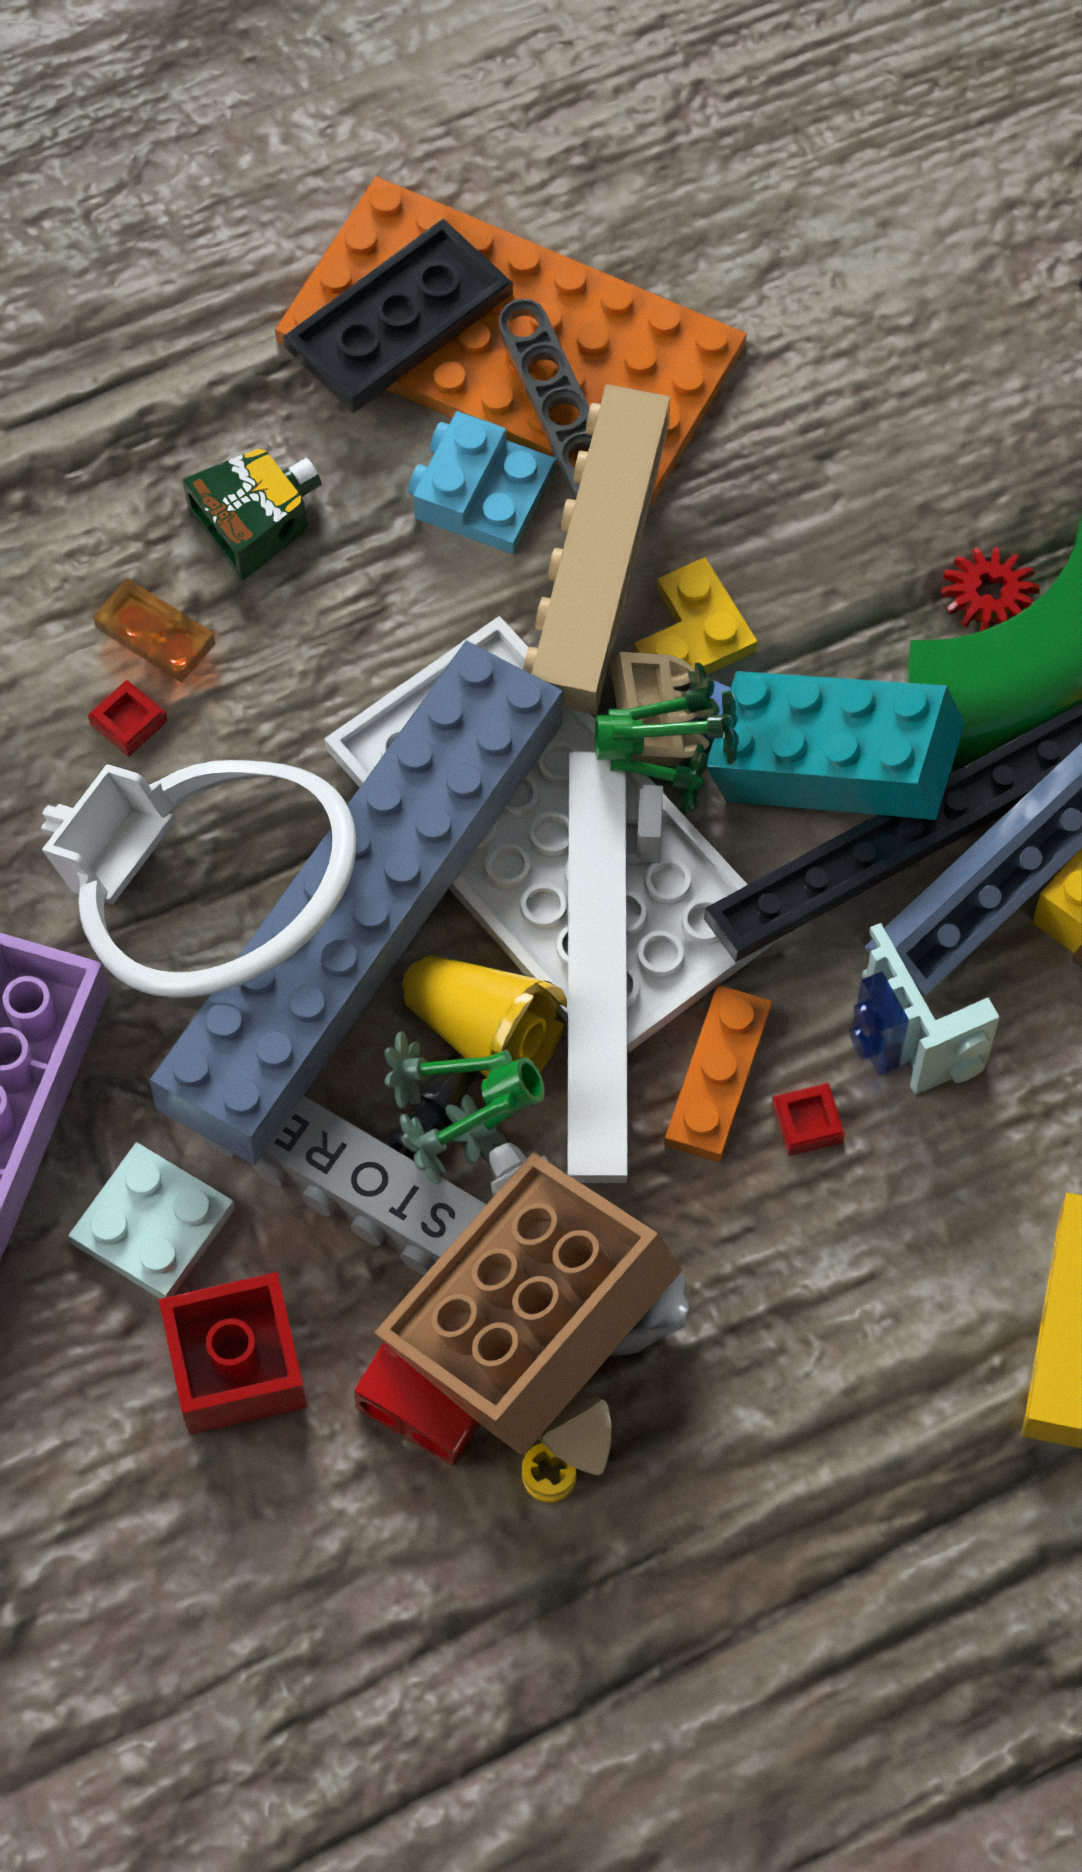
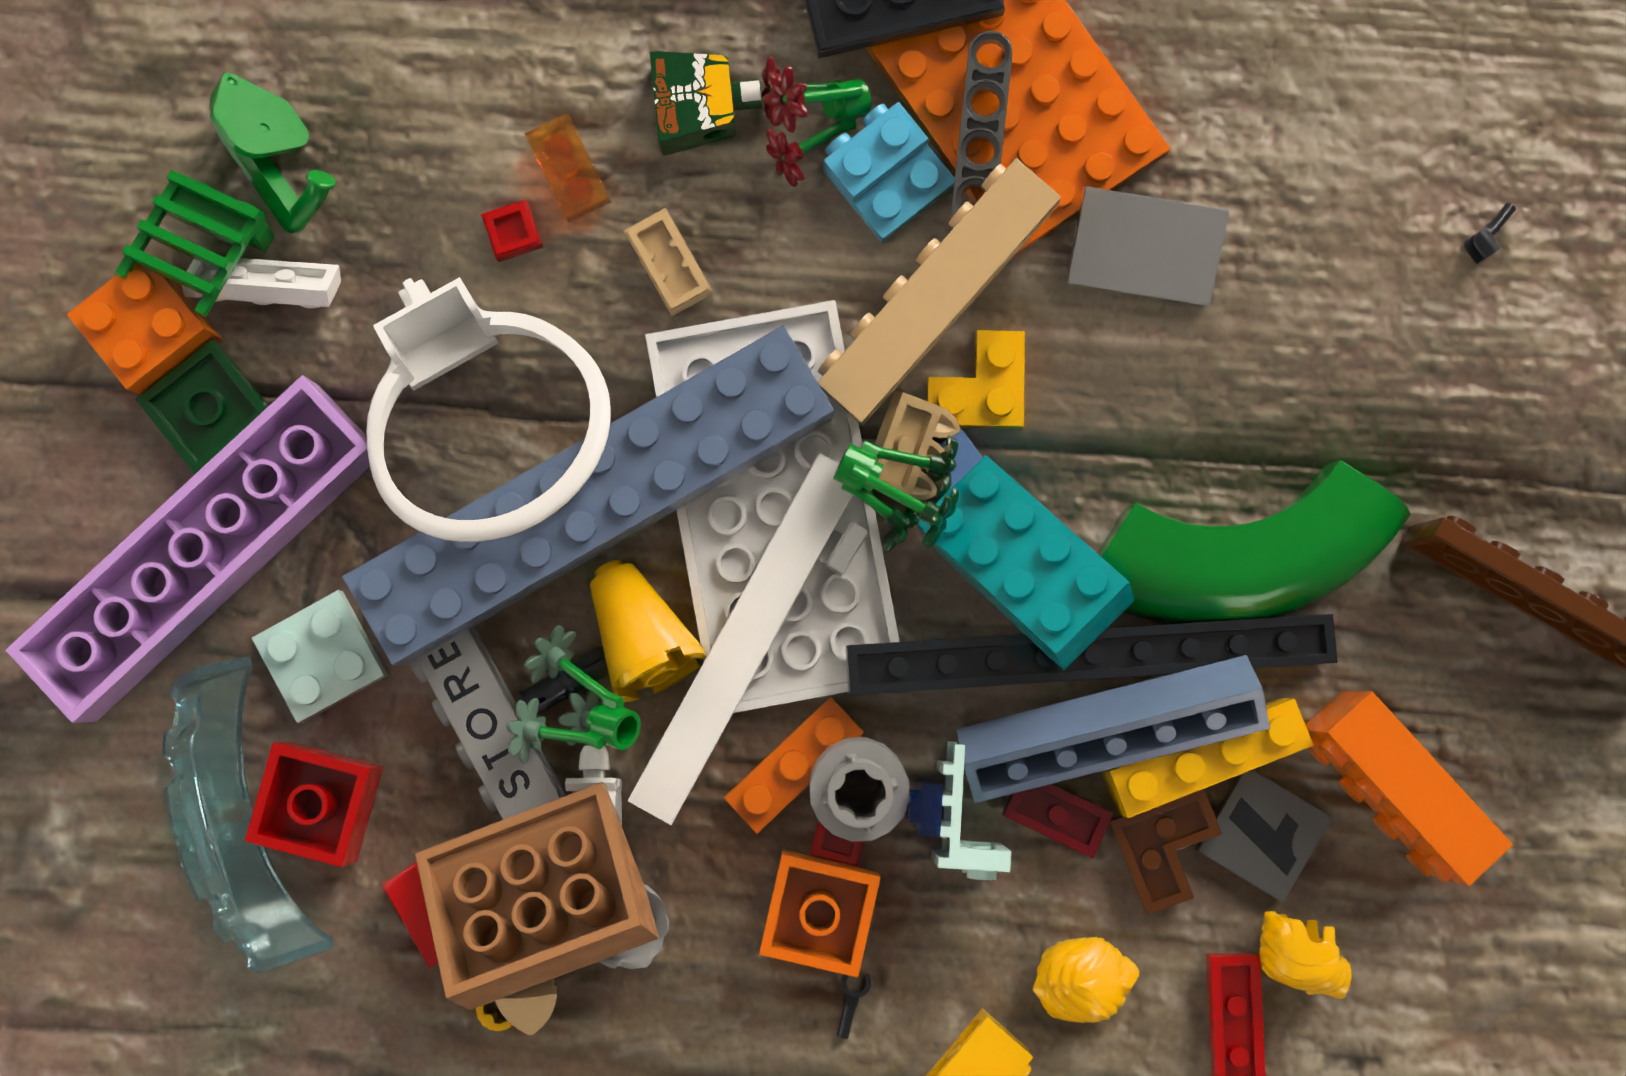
camera: 25 degrees right, 20 degrees up
(117, 1435) = (211, 819): none -> clear light blue windscreen
(308, 666) = (668, 262): none -> tan plate
(396, 441) = (786, 99): none -> plant
(777, 424) = (1147, 246): none -> light grey tile
(799, 1010) = (838, 813): none -> light grey piece
(832, 1185) = (820, 913): none -> orange brick
(916, 1264) = (850, 1004): none -> black hand
(985, 608) = (1217, 490): red gear -> none
(1019, 977) = (1060, 817): none -> dark red plate

